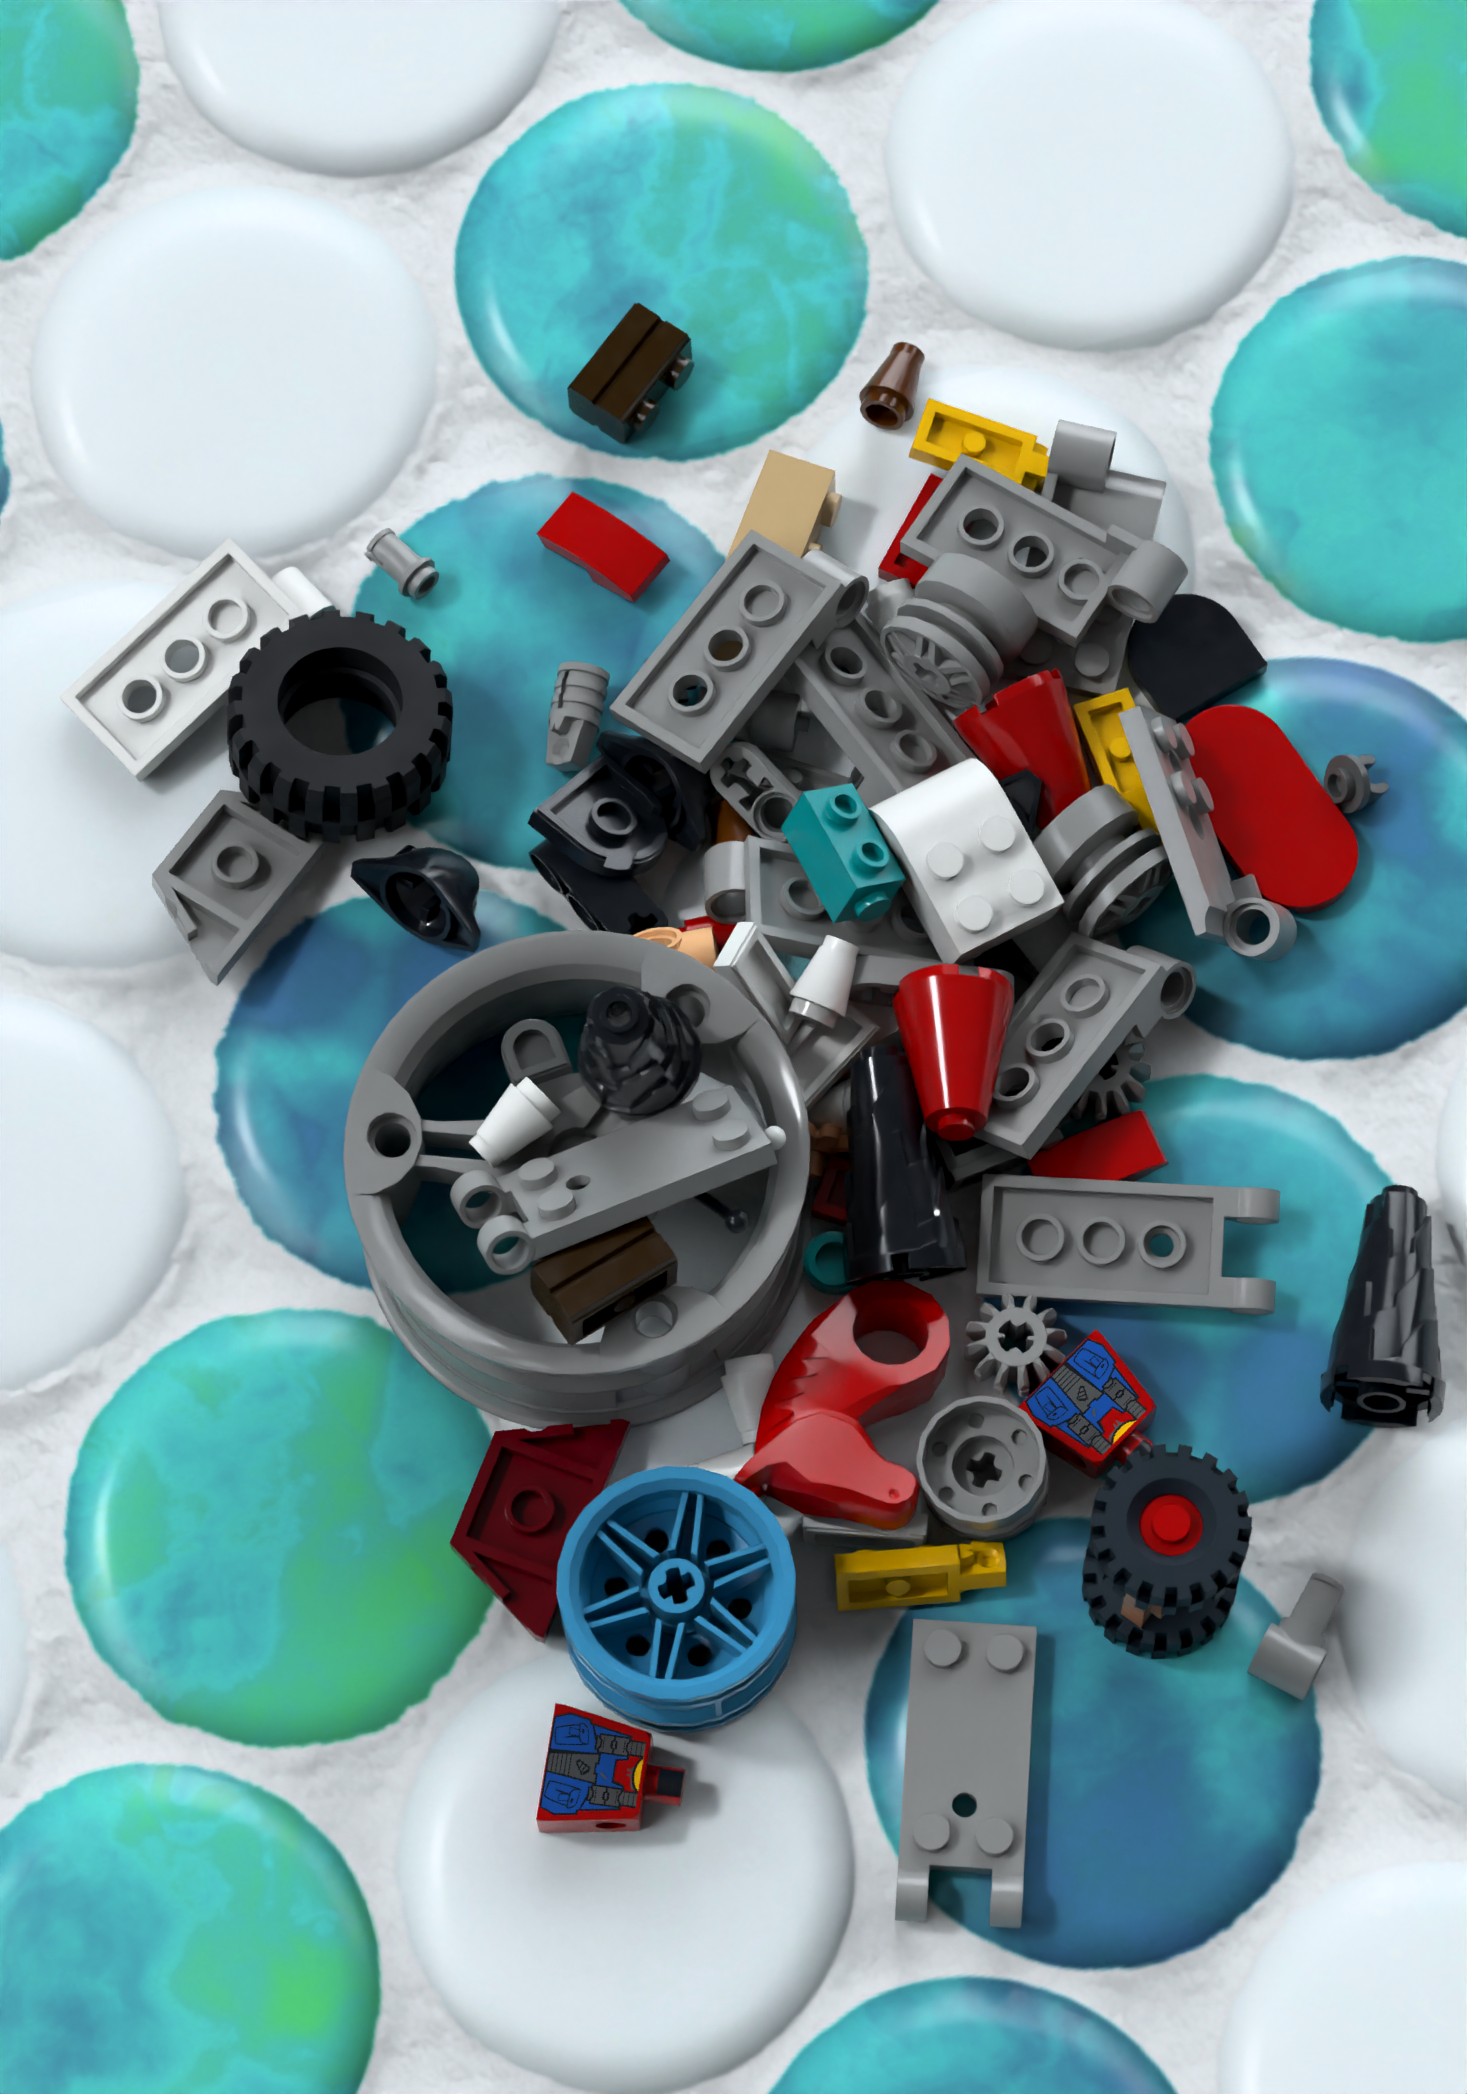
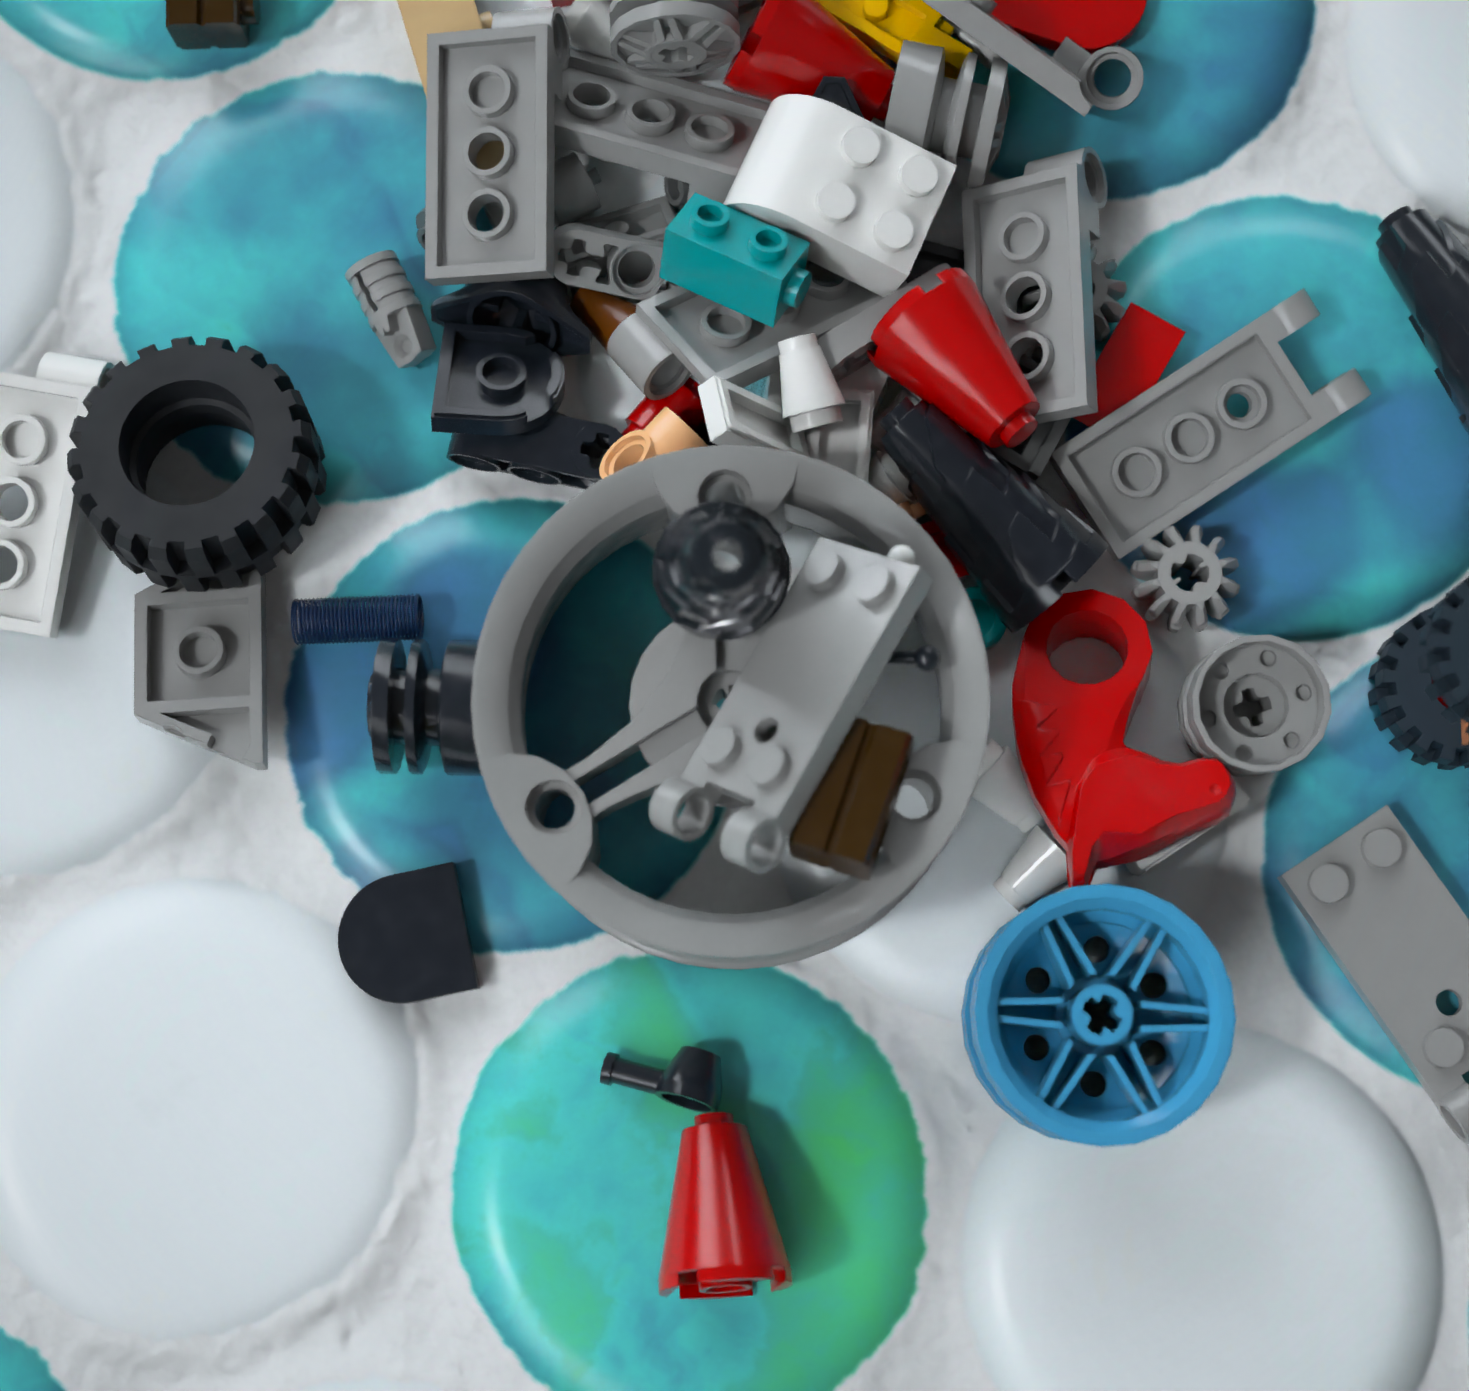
camera: 35 degrees left, 10 degrees up
(226, 1186) = (409, 937): none -> black tile
(288, 1552) = (720, 1217): none -> red cone
(345, 1439) = (688, 1081): none -> black bar
(353, 1012) = (422, 707): none -> black wheel
(369, 924) = (319, 618): none -> dark blue piece
(412, 573) = (139, 283): light grey pin -> none
(425, 893) = (386, 553): black hat -> none
(514, 1122) = (657, 715): white cone -> none
(526, 1505) = (898, 1024): dark red wing -> none
(534, 1051) = (623, 638): dark grey tile -> none
(601, 1775) = (1133, 1210): torso -> none
(604, 545) = (302, 142): red slope -> none
(916, 1574) = (1258, 834): yellow hinge -> none
(1092, 1409) = (1296, 585): torso -> none

